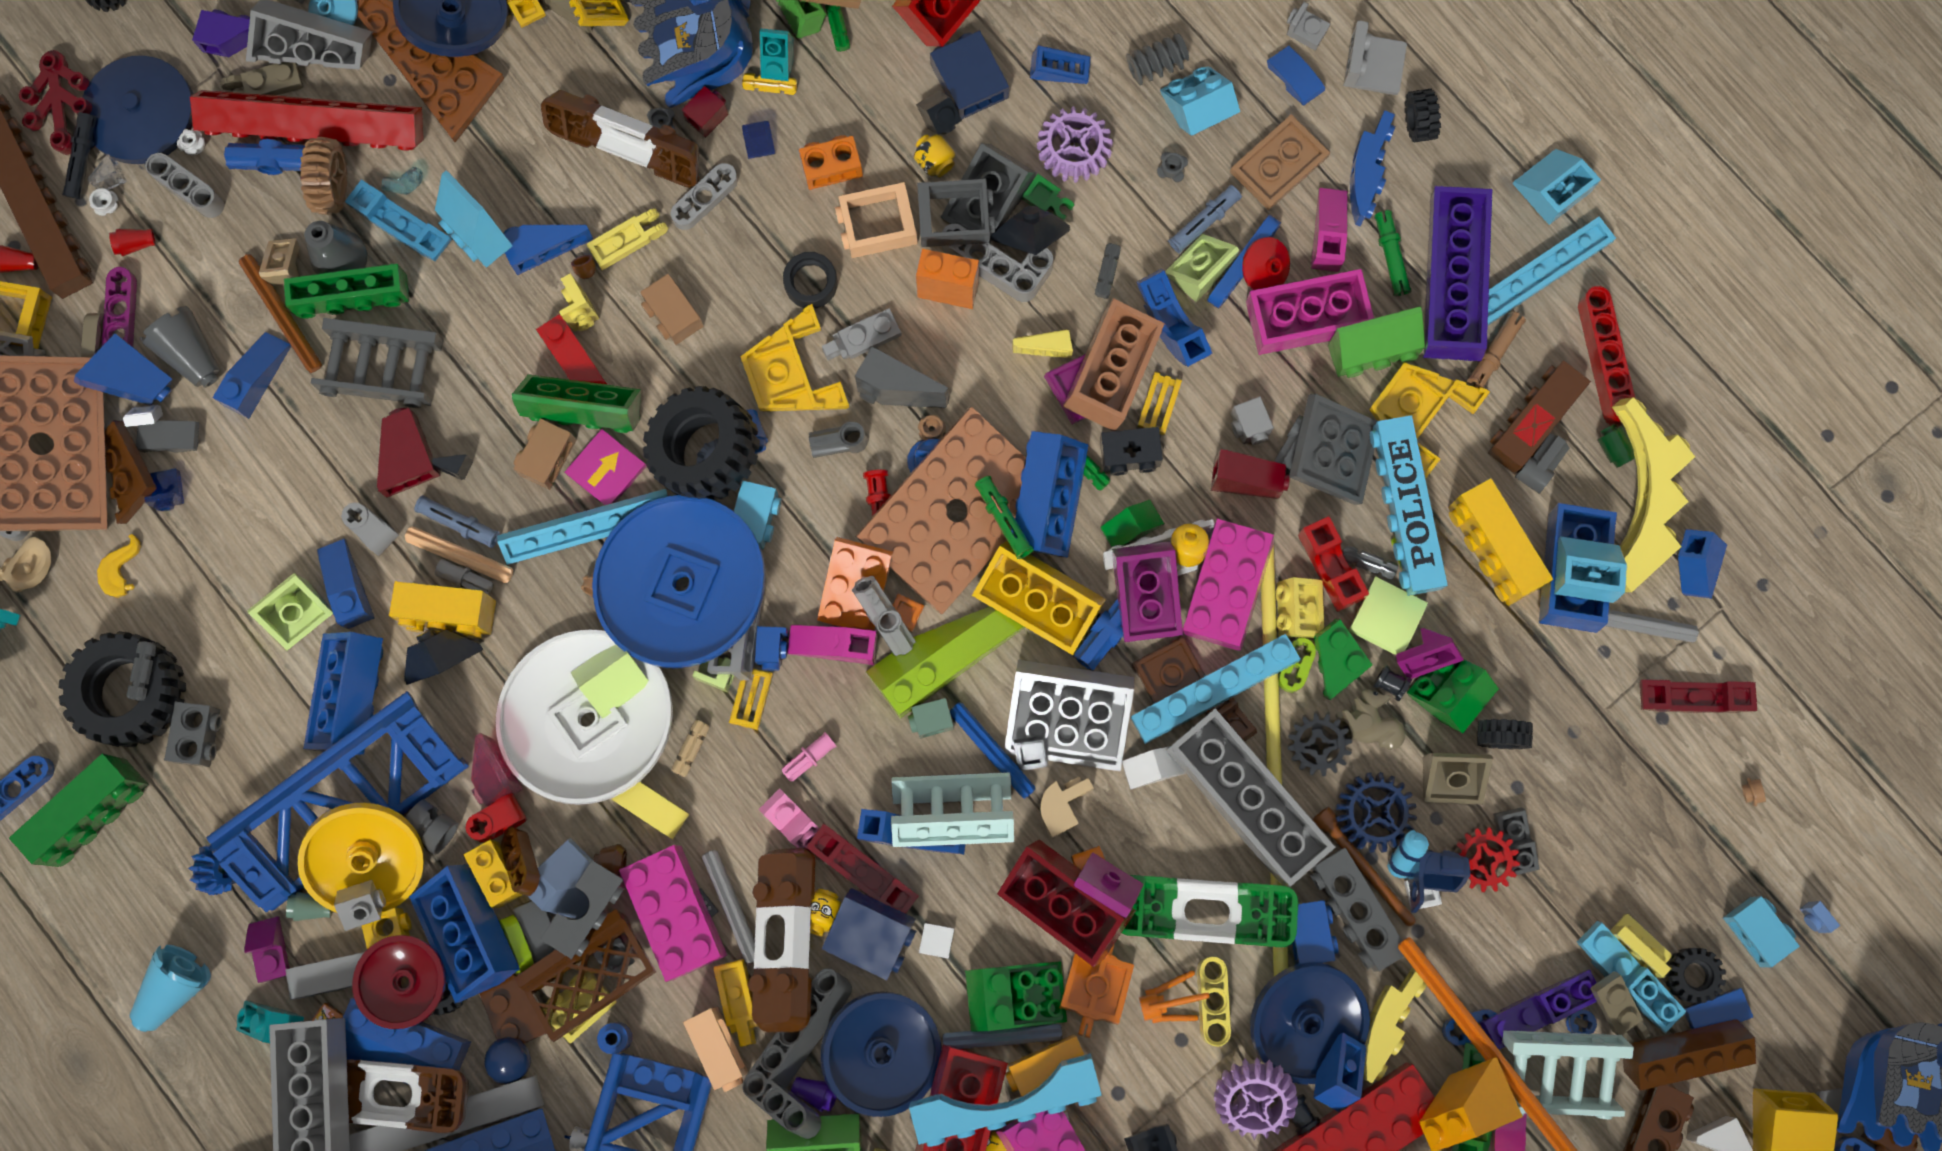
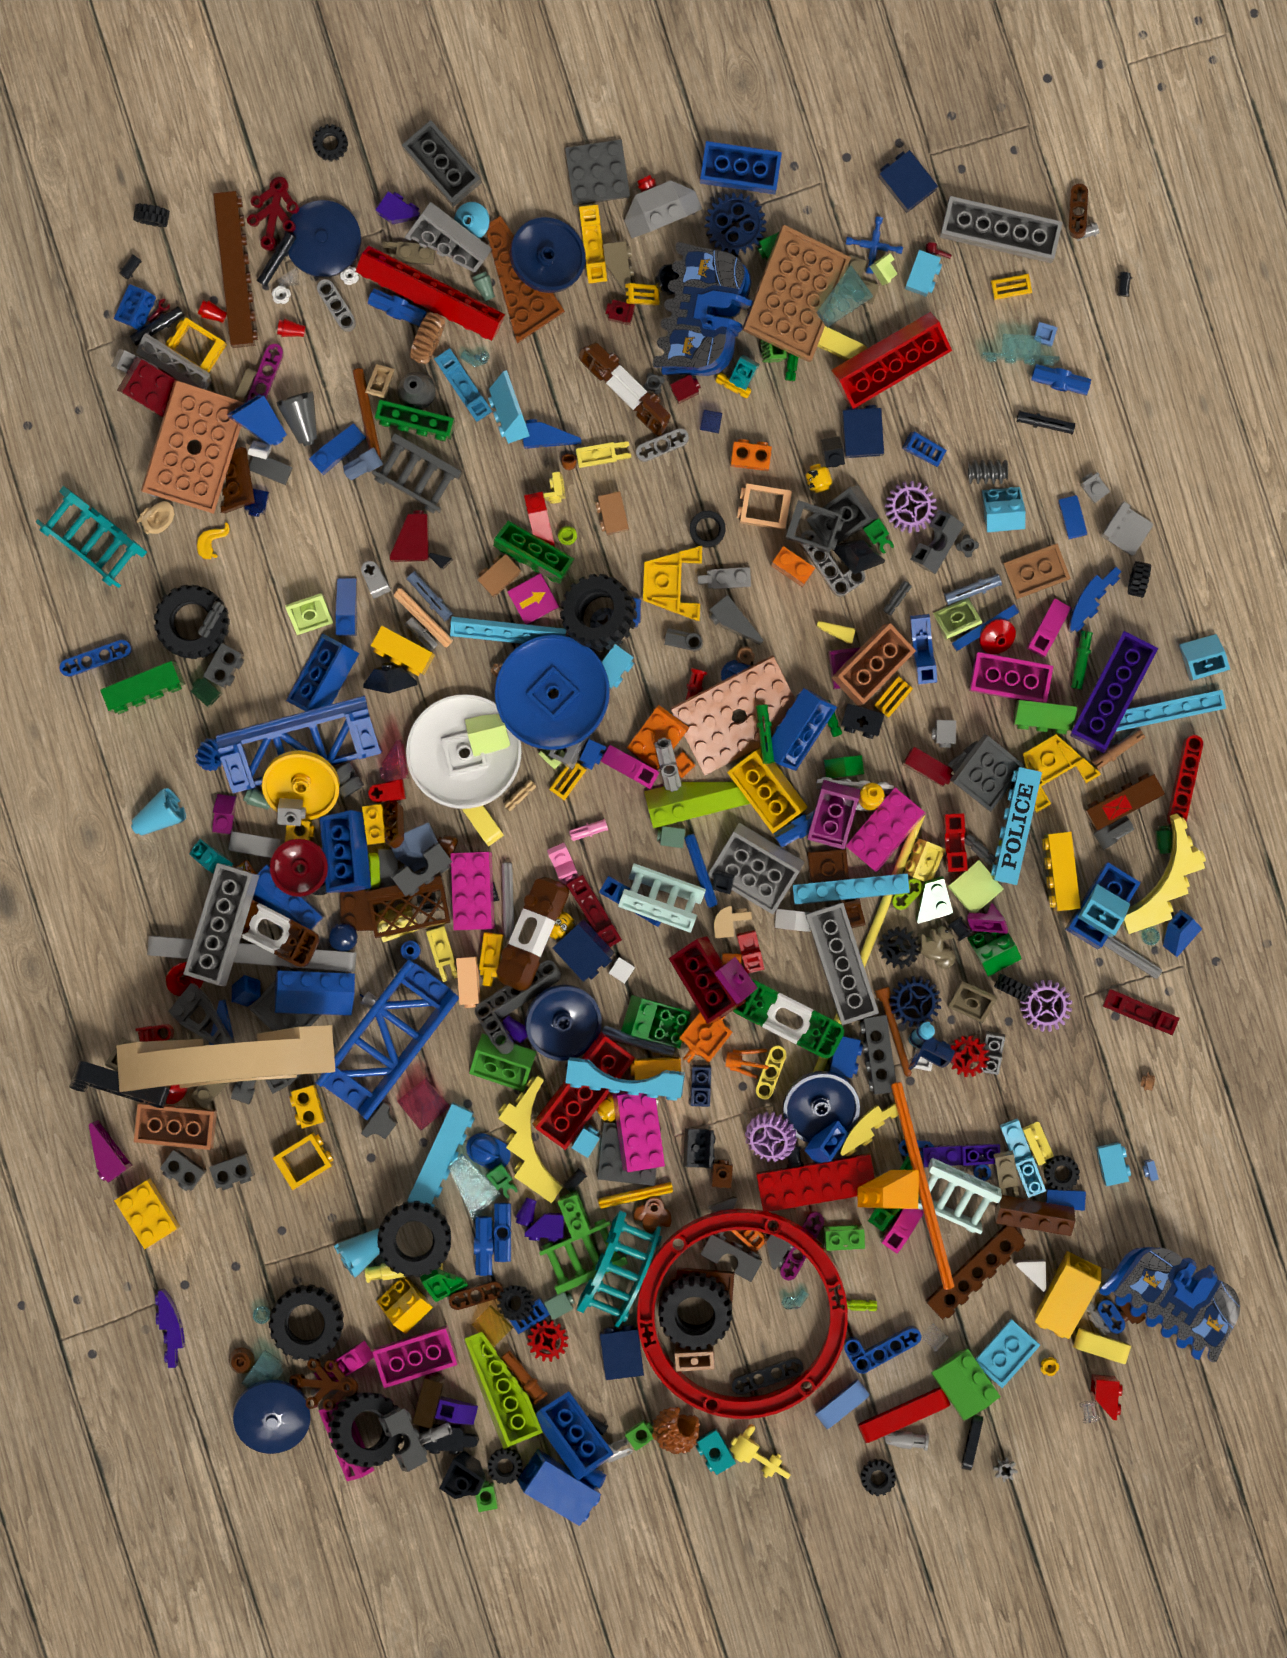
camera: 30 degrees right, 10 degrees up
(179, 782) = (205, 691): none -> clear green brick
(296, 376) = (365, 463): none -> sand blue piece
(378, 82) = (484, 285): none -> sand green cone
(586, 48) = (625, 317): none -> dark red brick
(620, 364) = (567, 535): none -> lime plate
(661, 1020) = (442, 951): none -> light yellow hinge
(1111, 837) = (750, 951): none -> red slope
(1121, 1064) = (701, 1085): none -> dark blue slope
(1135, 153) = (946, 531): none -> dark grey arch
(1585, 749) = (1039, 1012): none -> lavender gear
(1667, 582) = (1156, 936): none -> clear light blue bush

